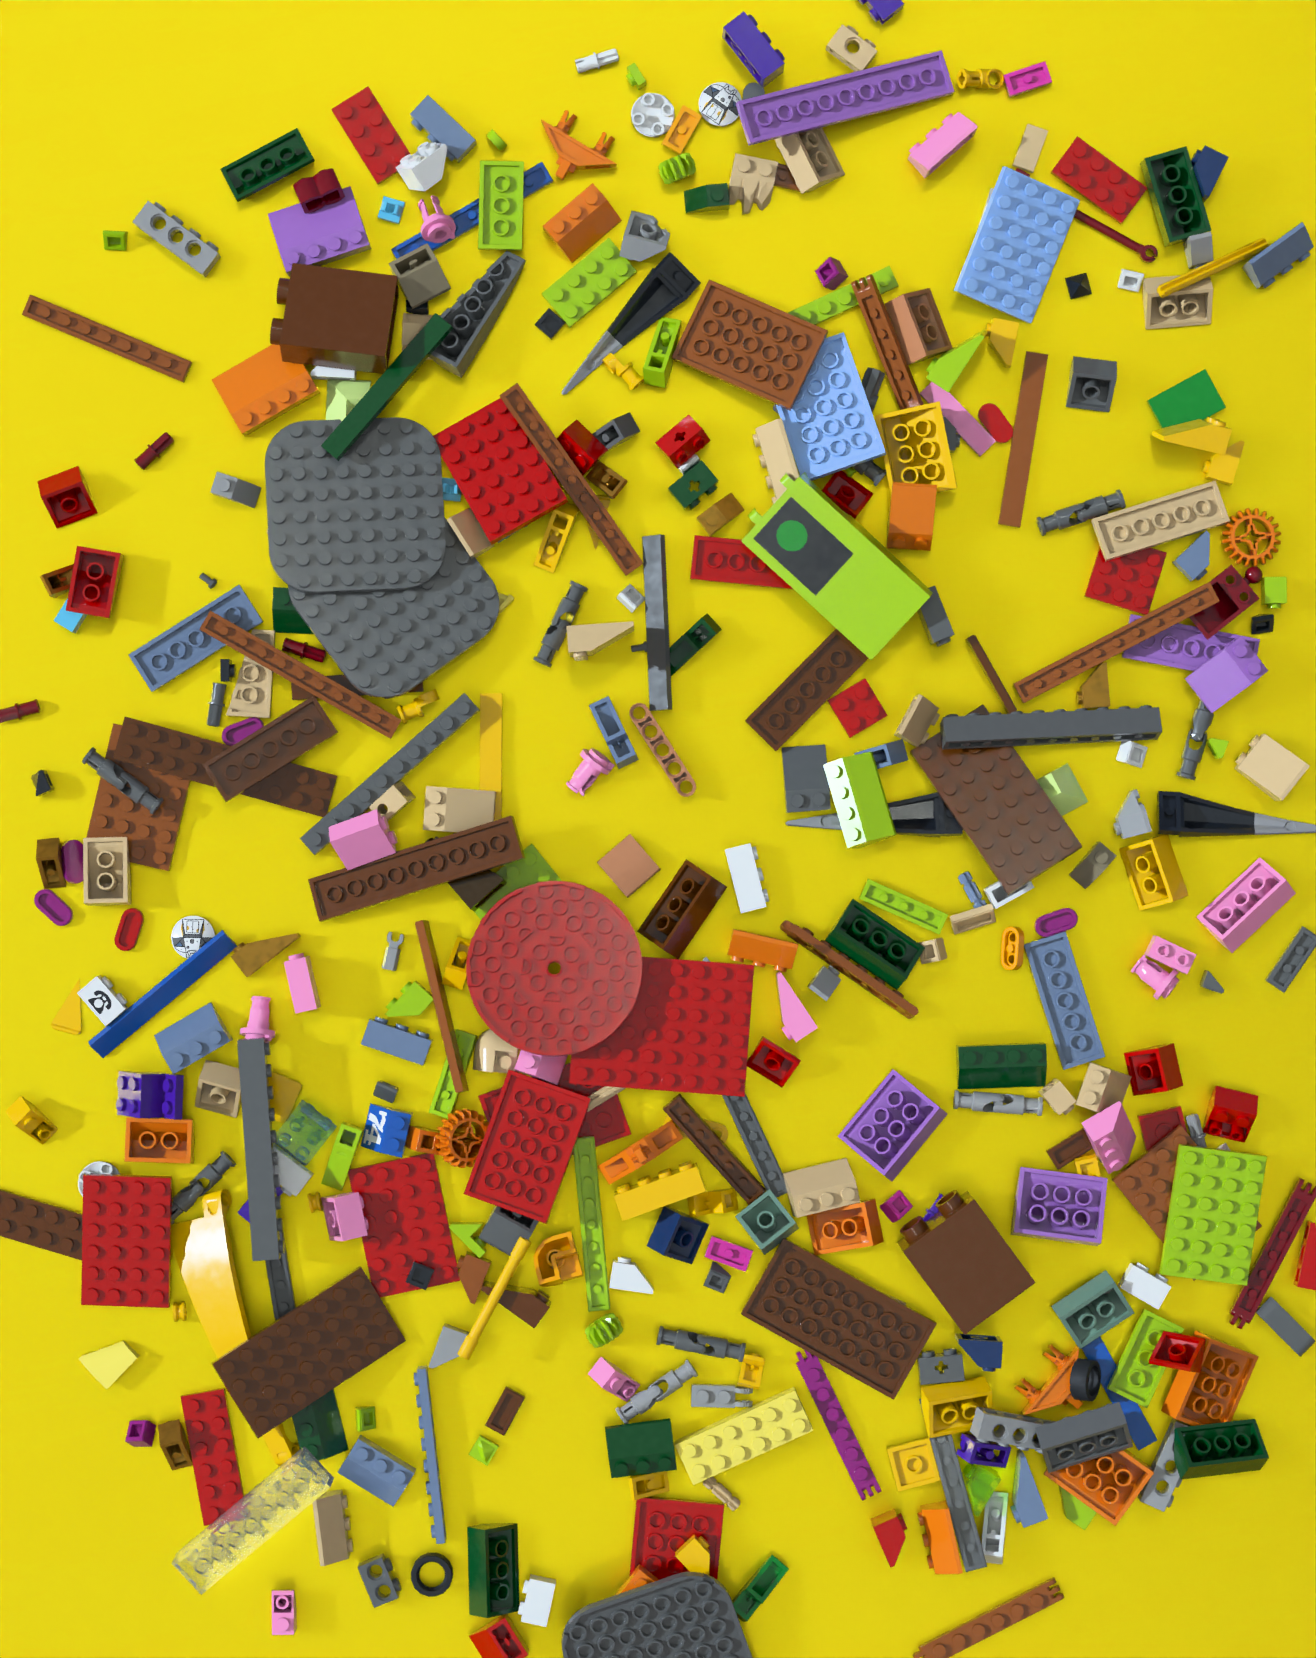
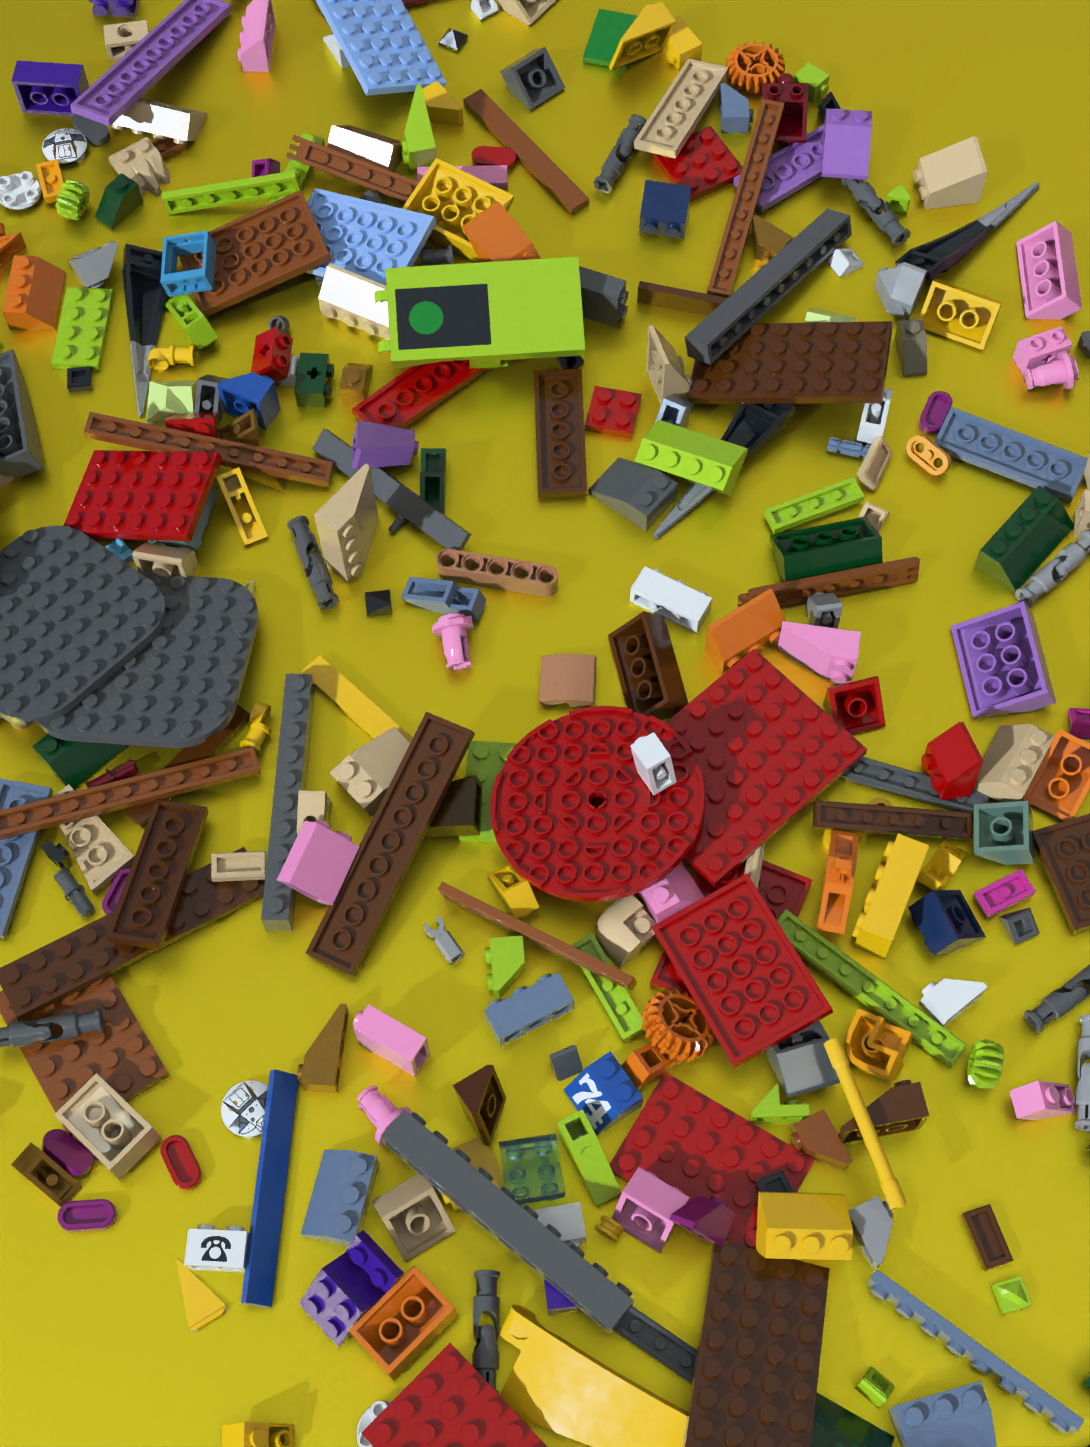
camera: 40 degrees left, 25 degrees down
(314, 1069) = (482, 1101): none -> reddish brown slope
(320, 789) = (238, 866): none -> tan tile
(363, 1254) = (706, 1218): none -> magenta slope
(411, 1309) = (803, 1226): none -> yellow slope
(573, 691) = (378, 602): none -> black slope
(592, 403) = (170, 398): none -> yellowish green slope
(598, 988) = (653, 763): none -> white brick
(637, 465) = (250, 392): none -> blue slope
(680, 587) = (382, 445): none -> medium lavender slope
(685, 298) = (192, 280): none -> dark azure window
(710, 417) = (279, 321): none -> dark grey hinge
(782, 1155) = (952, 763): none -> red slope
(793, 279) = (231, 192): none -> lime plate
(1051, 595) = (665, 209): none -> dark blue slope

